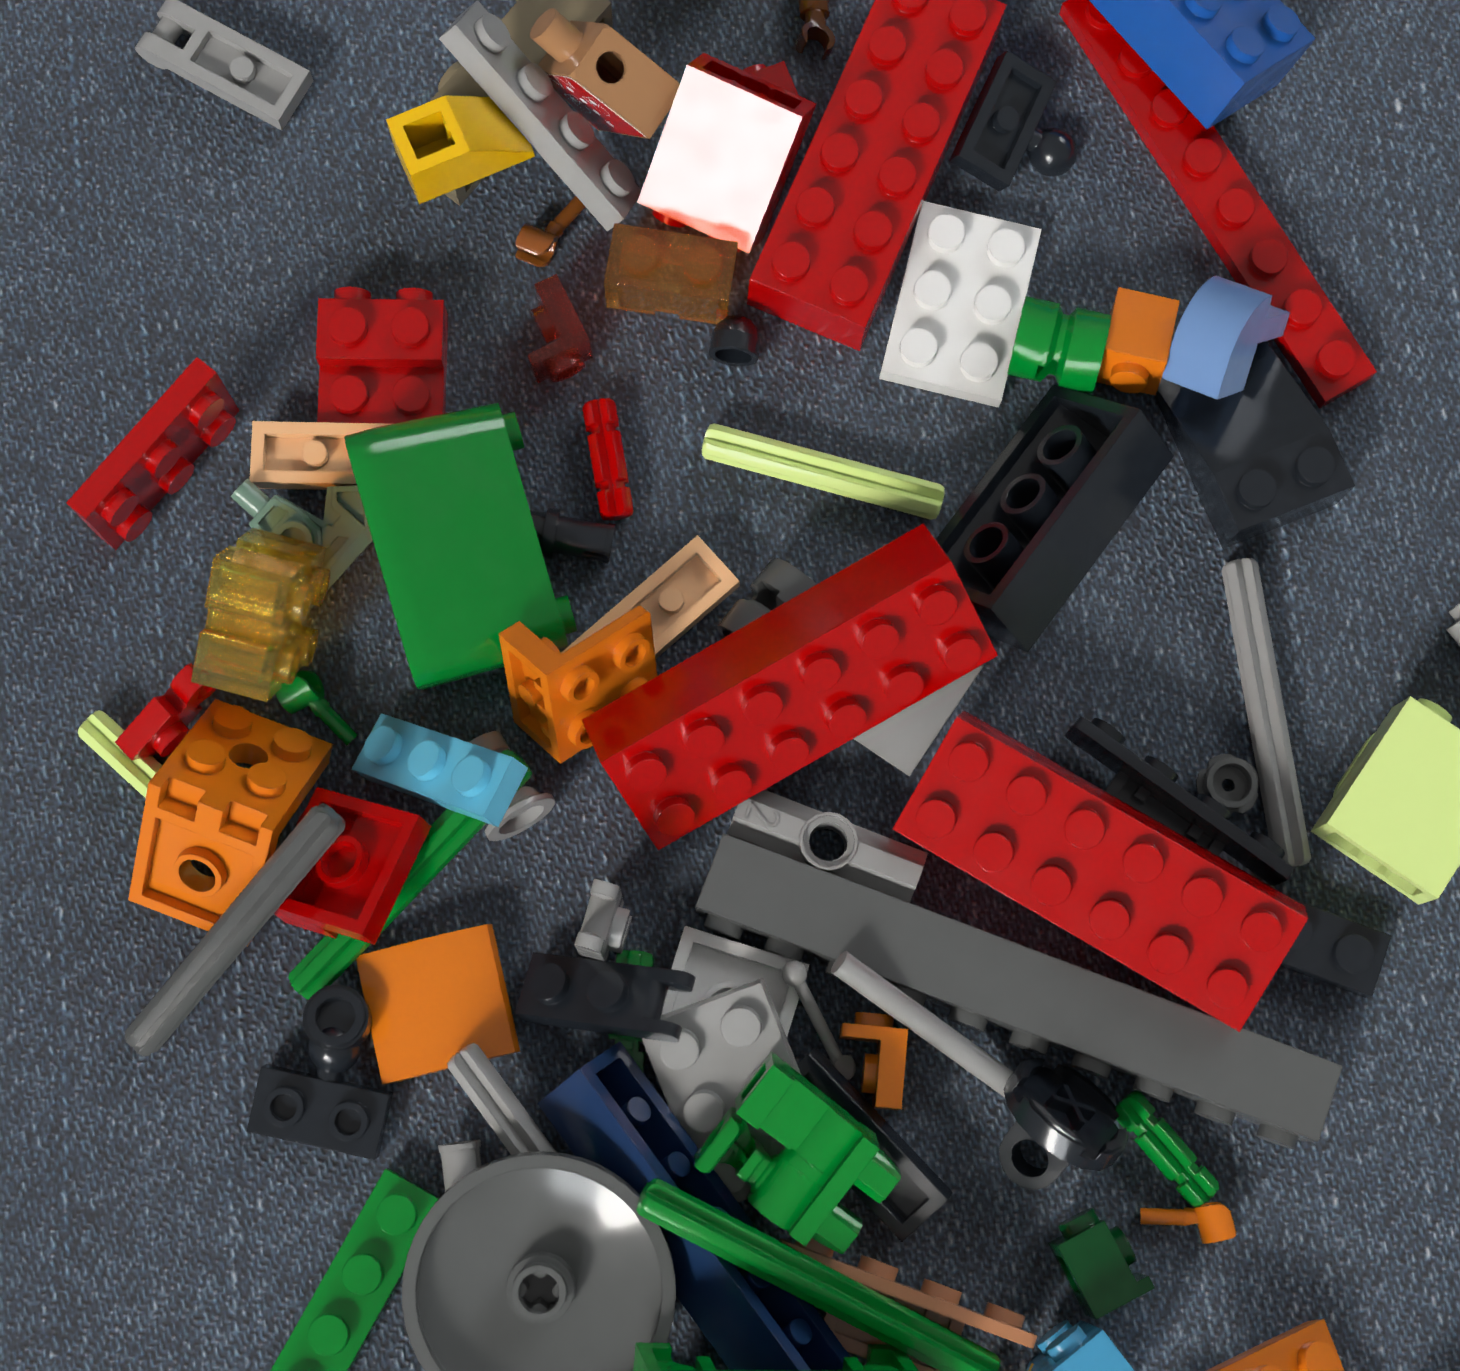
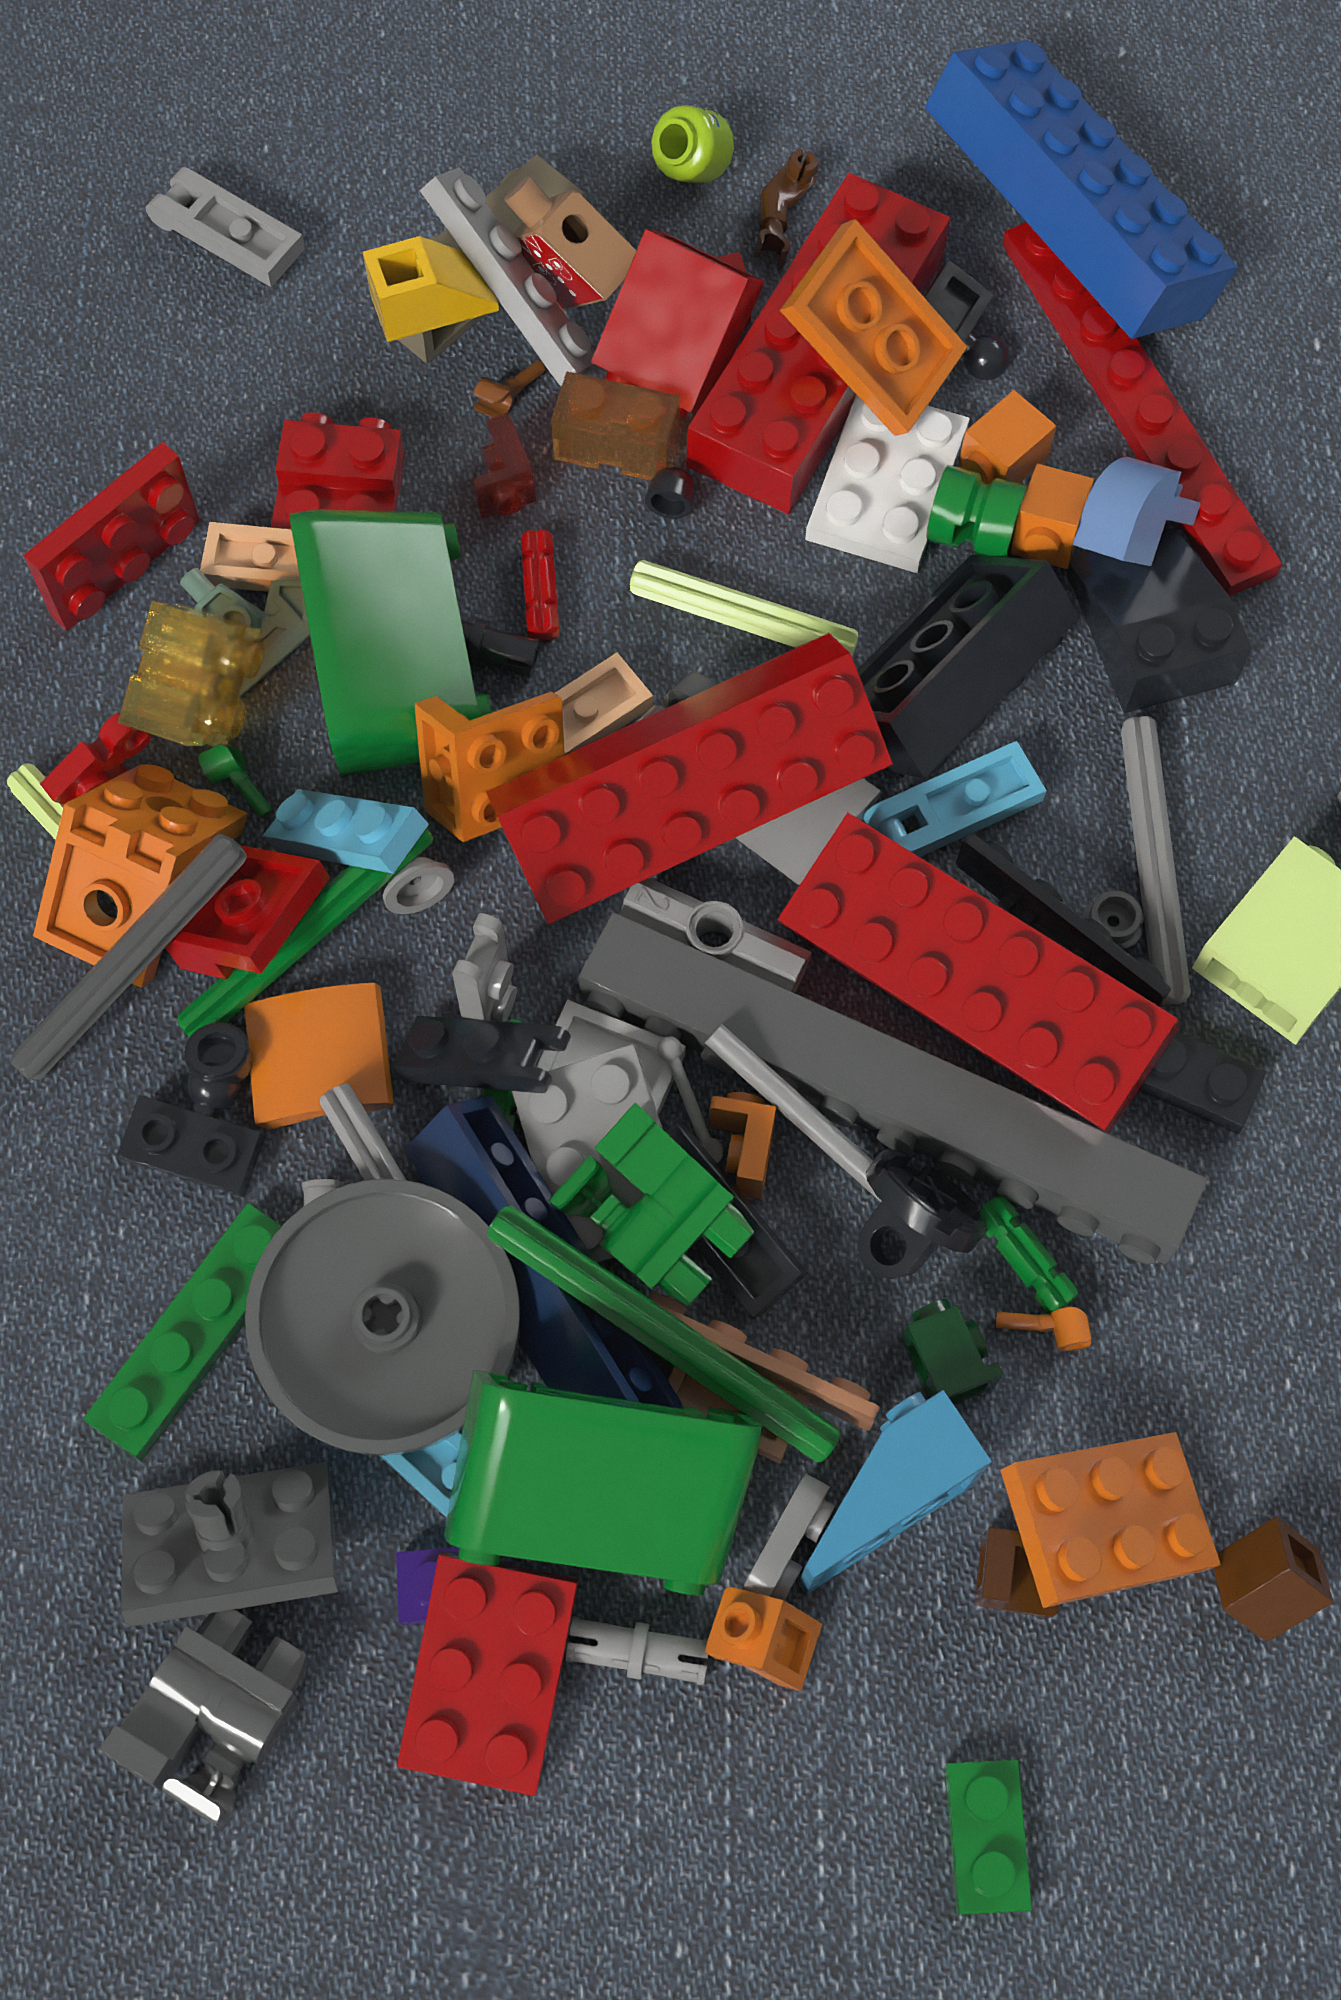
camera: 10 degrees right, 10 degrees down
(938, 153) = (874, 328): none -> orange plate
(1062, 670) = (960, 800): none -> medium azure plate
(1082, 259) = (1008, 441): none -> orange brick

